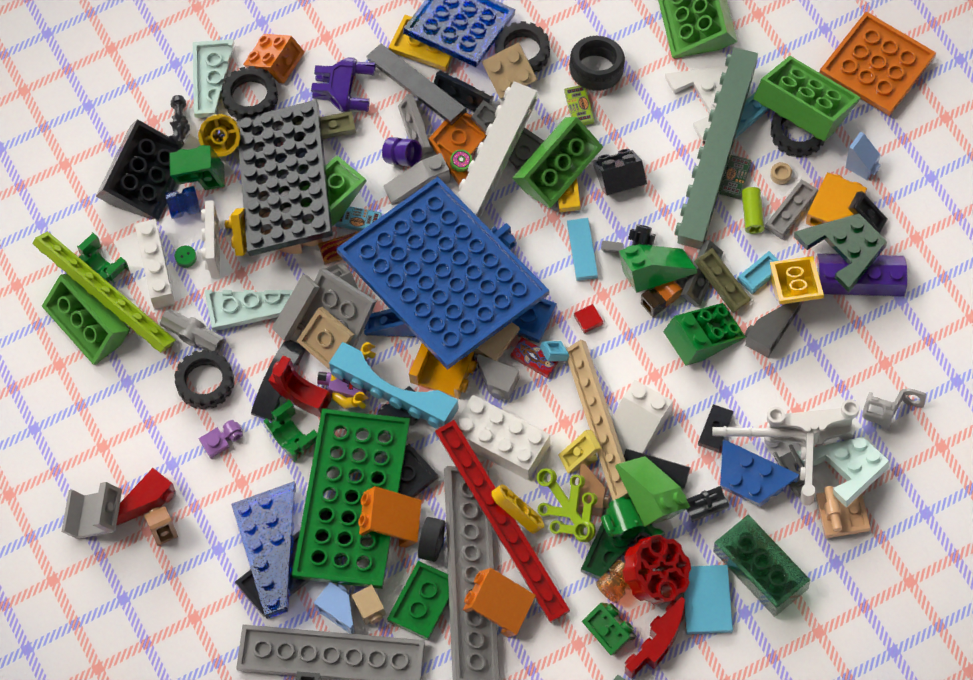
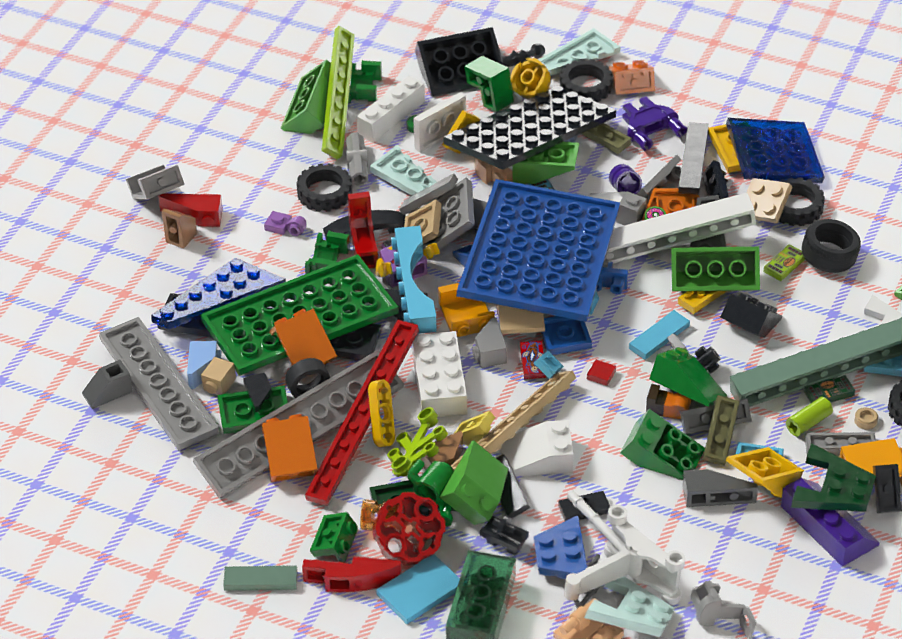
camera: 50 degrees right, 20 degrees down
(182, 202) = (451, 87): clear blue wheel -> none
(411, 584) = (258, 389): none -> black tile

